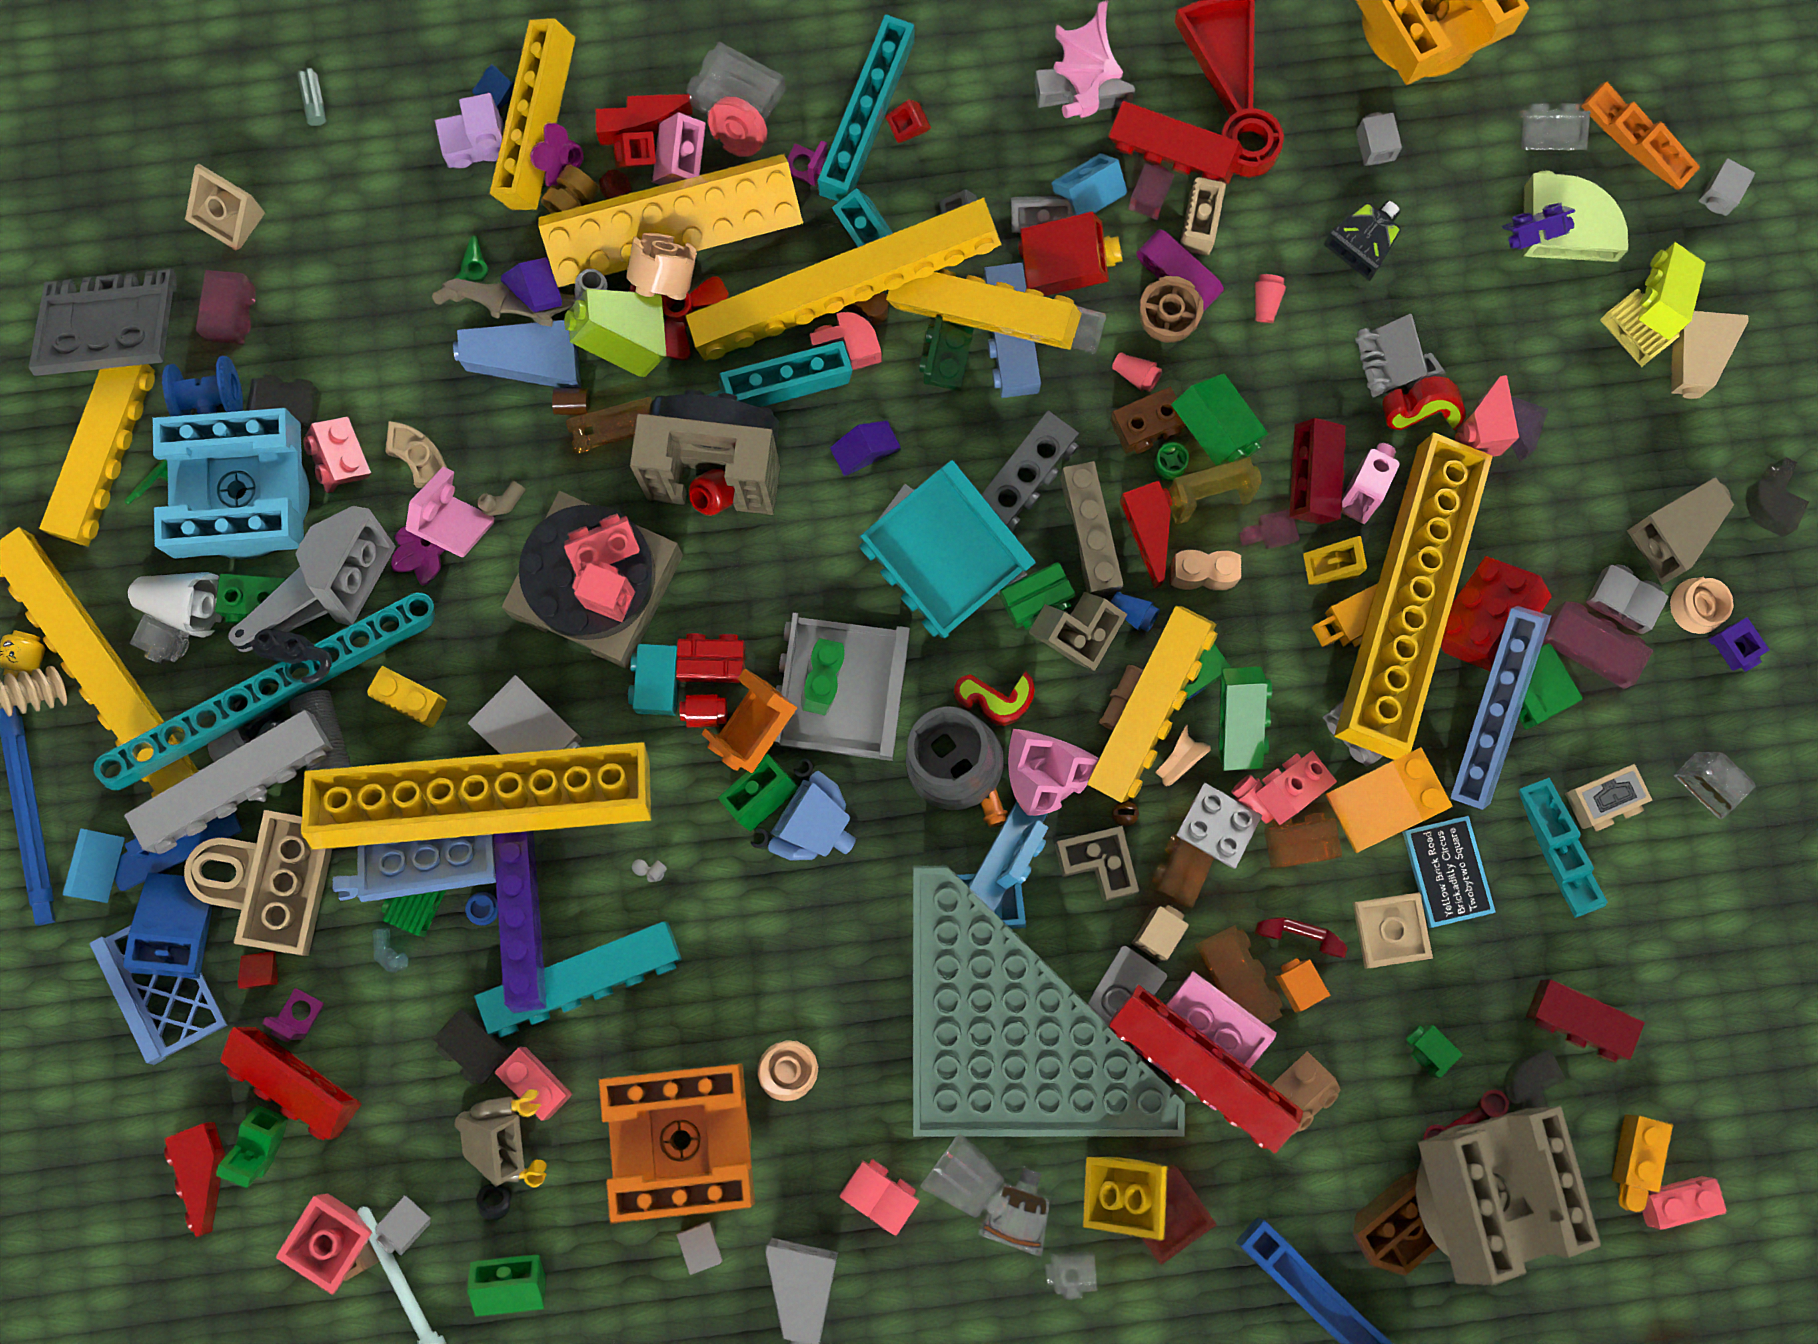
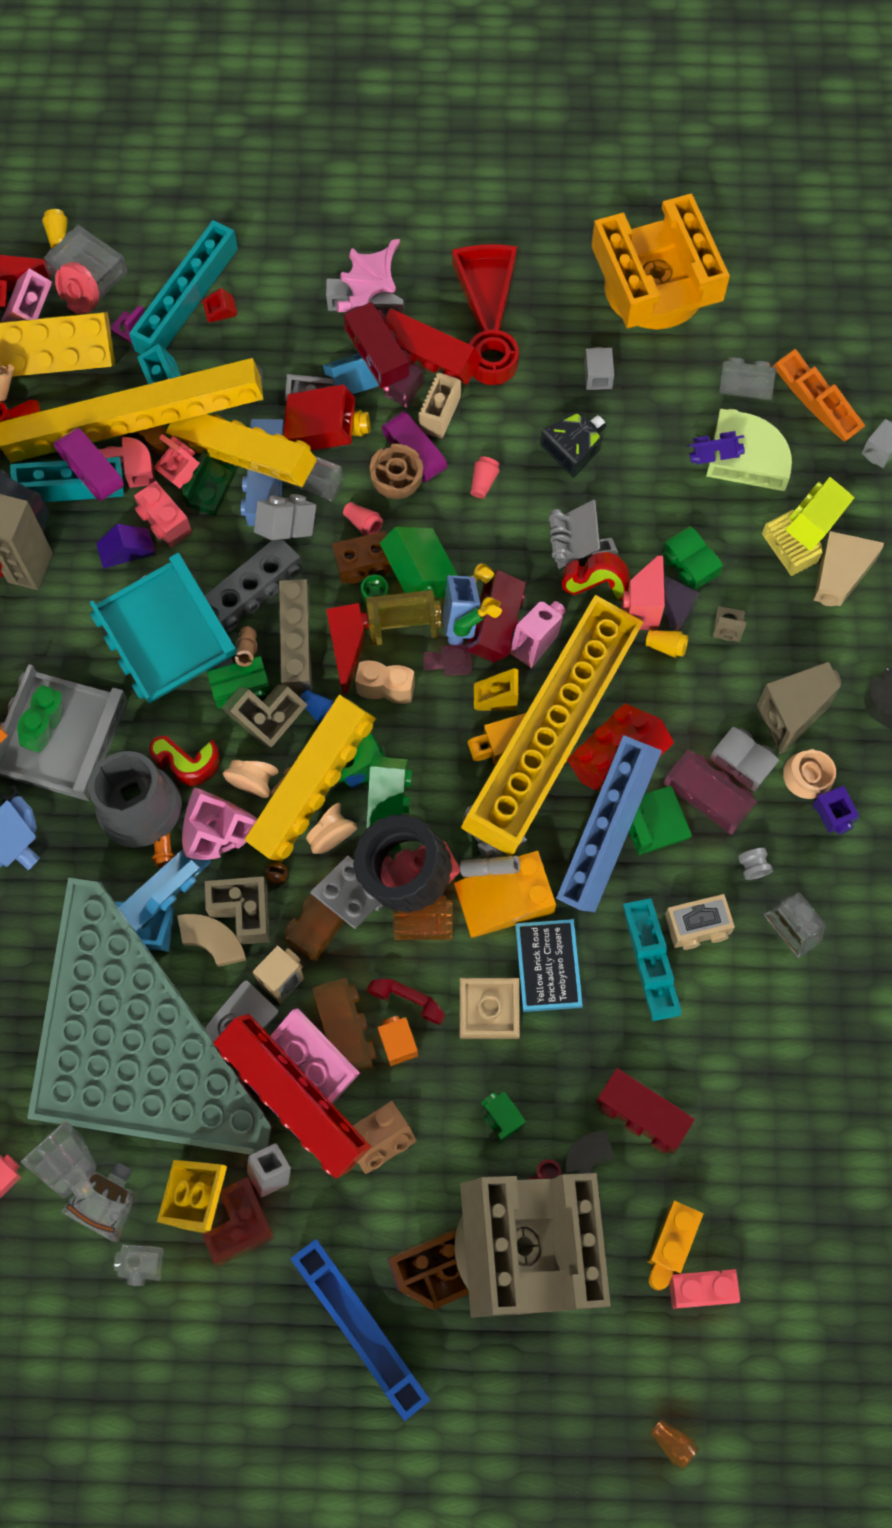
camera: 10 degrees right, 10 degrees down
(688, 47) = (55, 226): none -> yellow cone
(813, 359) = (88, 464): none -> magenta beam
(903, 401) = (163, 514): none -> coral brick
(908, 336) = (177, 462): none -> coral bracket
(1040, 551) = (246, 646): none -> medium nougat pin
(1053, 388) = (284, 517): none -> light grey piece
(1068, 897) = (212, 936): none -> tan tile
(1077, 708) = (250, 776): none -> light nougat piece
(1119, 152) = (377, 345): none -> dark red brick
(1193, 1151) = (268, 1170): none -> light grey brick
(1272, 750) = (377, 843): none -> black tyre
(1285, 468) = (462, 605): none -> torso
(1376, 773) = (492, 866): none -> light grey piece
(1517, 471) = (669, 642): none -> yellow cone
(1527, 364) = (691, 558): none -> green brick
(1583, 447) = (728, 628): none -> dark tan bracket
(1659, 720) = (755, 863): none -> light grey wheel

